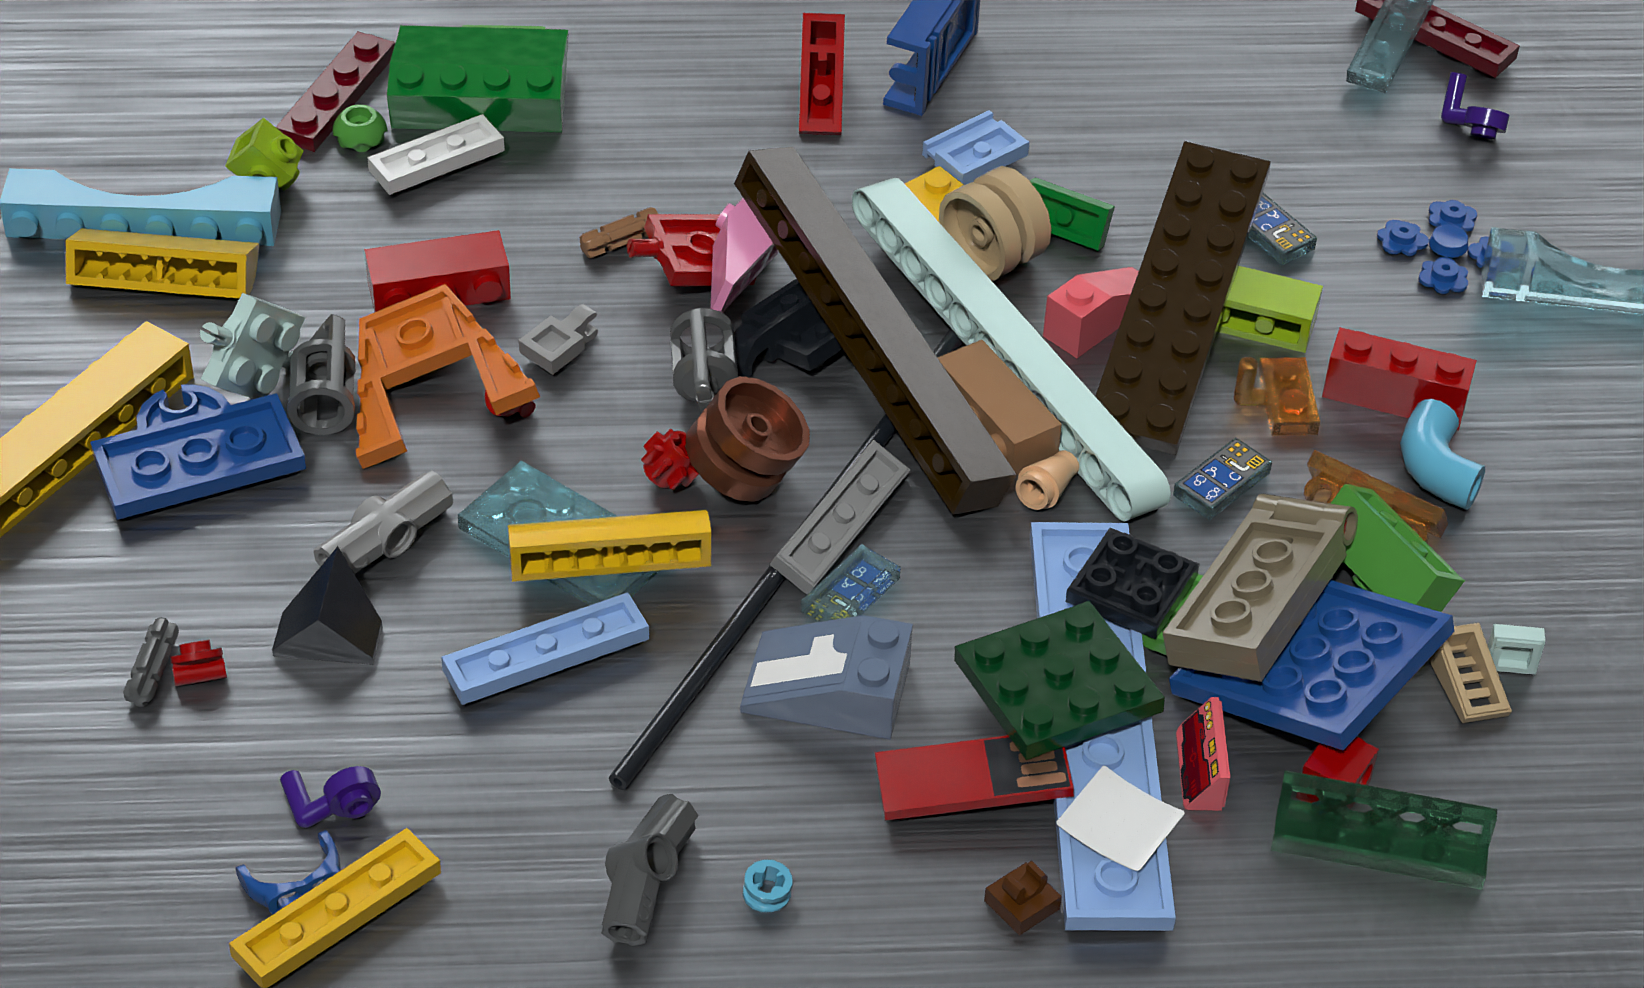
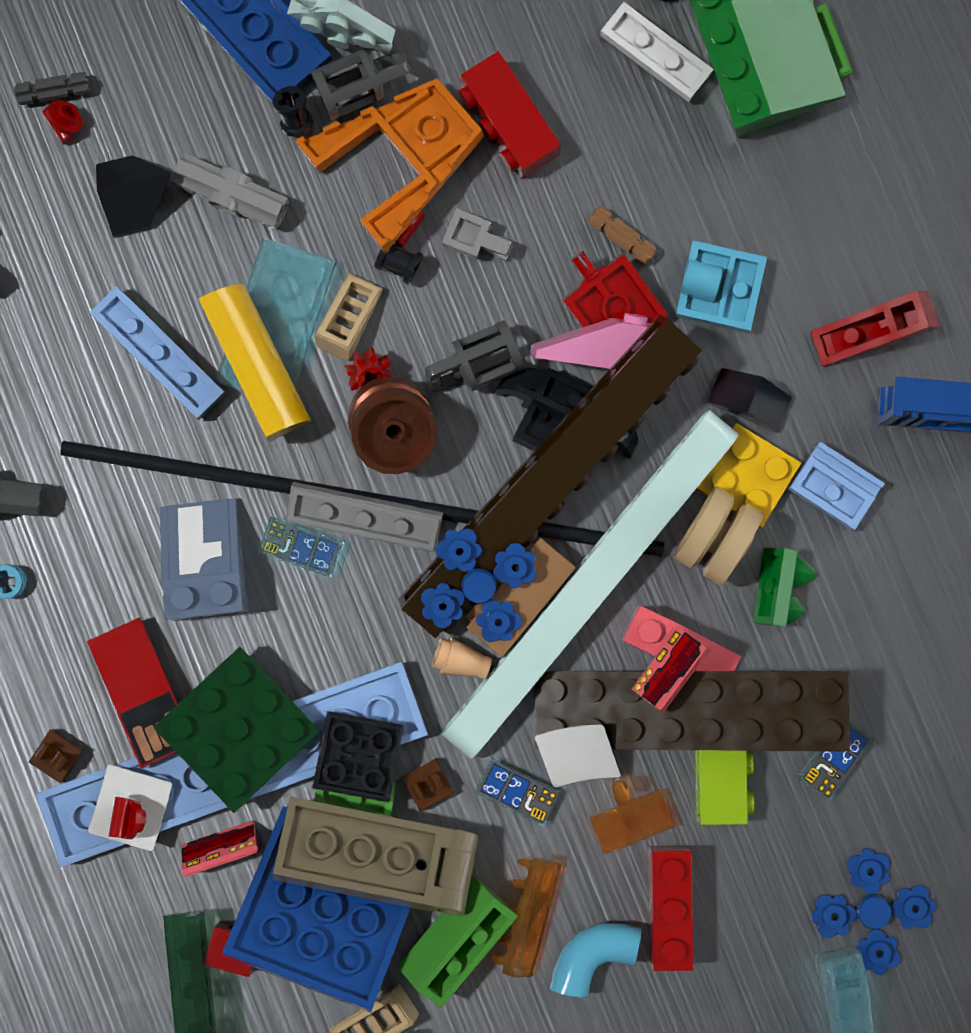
camera: 75 degrees right, 40 degrees up
(324, 440) = (288, 114): none -> black bush
(552, 406) = (399, 262): none -> black bush
(597, 475) = (334, 344): none -> tan slope
(706, 171) = (721, 286): none -> medium azure plate
(845, 175) = (750, 398): none -> black slope
(972, 403) = (478, 585): none -> blue plant
(1131, 277) = (670, 669): none -> slope
(1136, 806) = (127, 818): none -> red plate
(1189, 542) = (427, 784): none -> reddish brown tile
(1197, 400) = (577, 754): none -> white sticker

